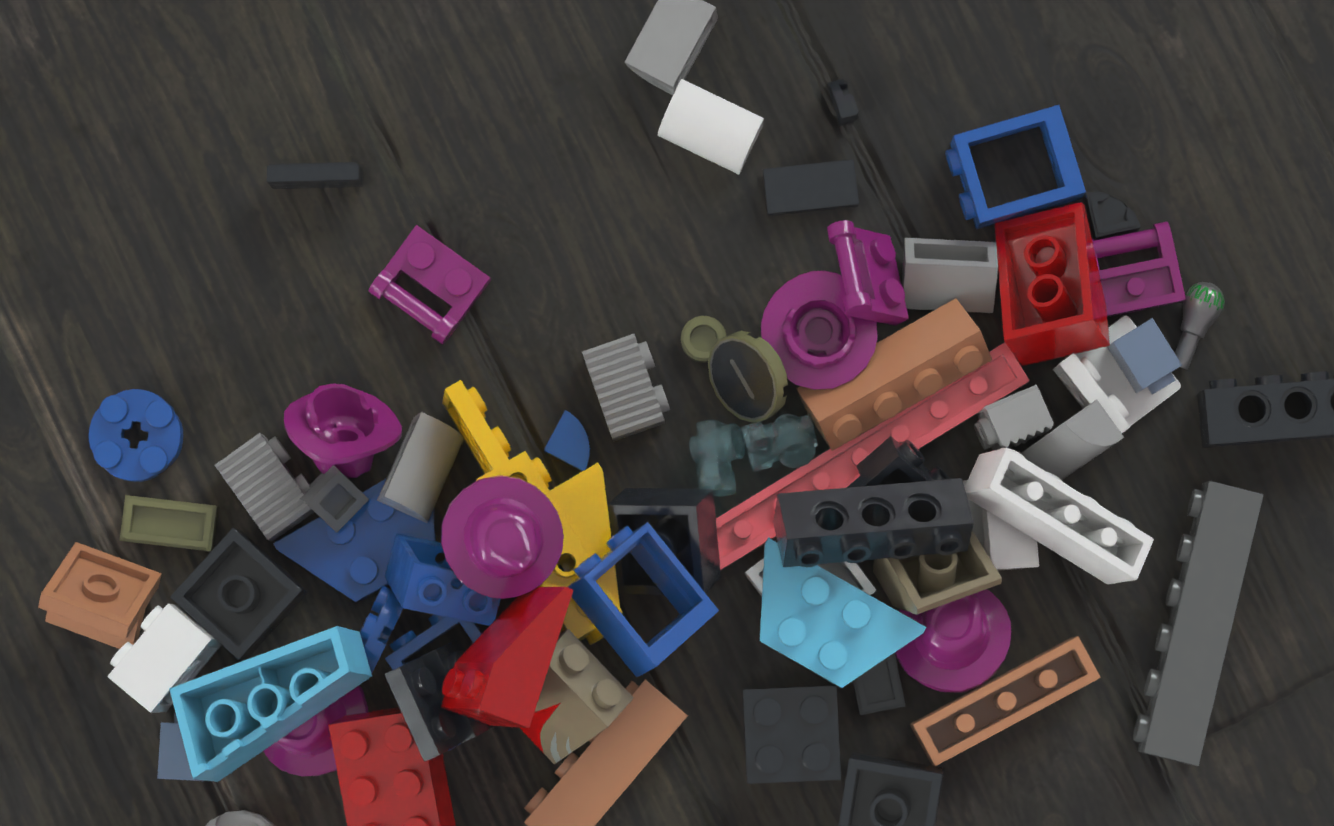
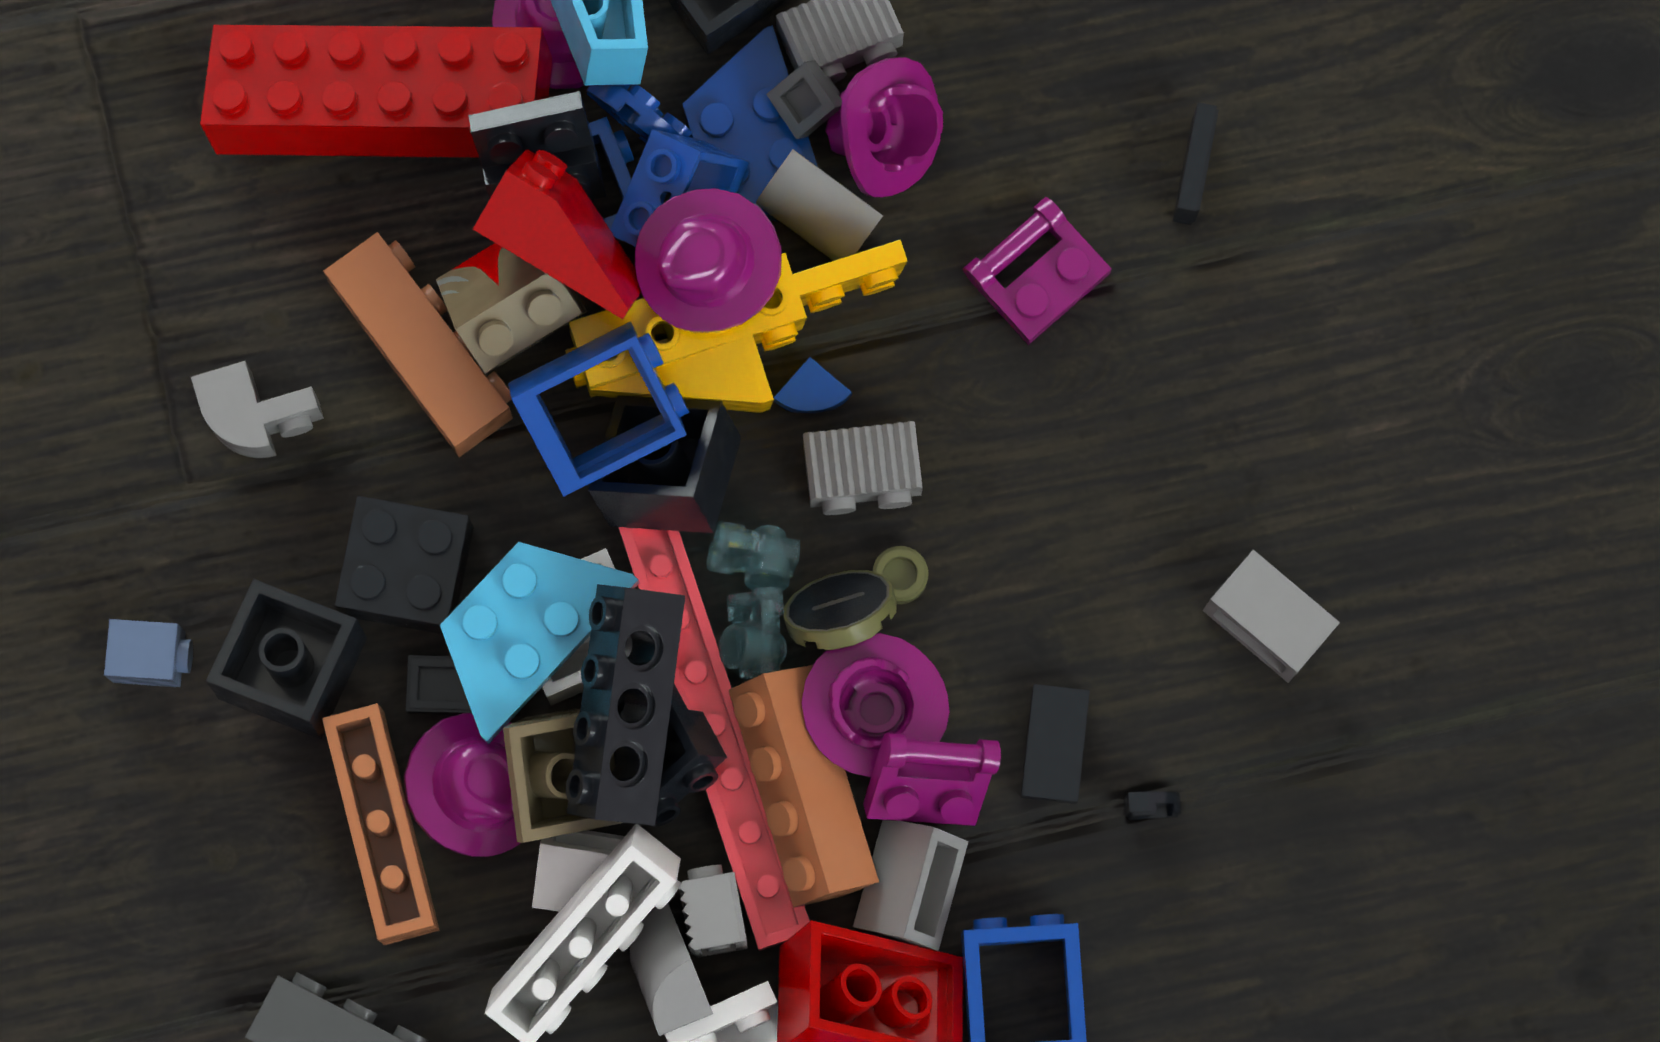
camera: 95 degrees right, 5 degrees down
(710, 126) = (1154, 639): white brick -> none

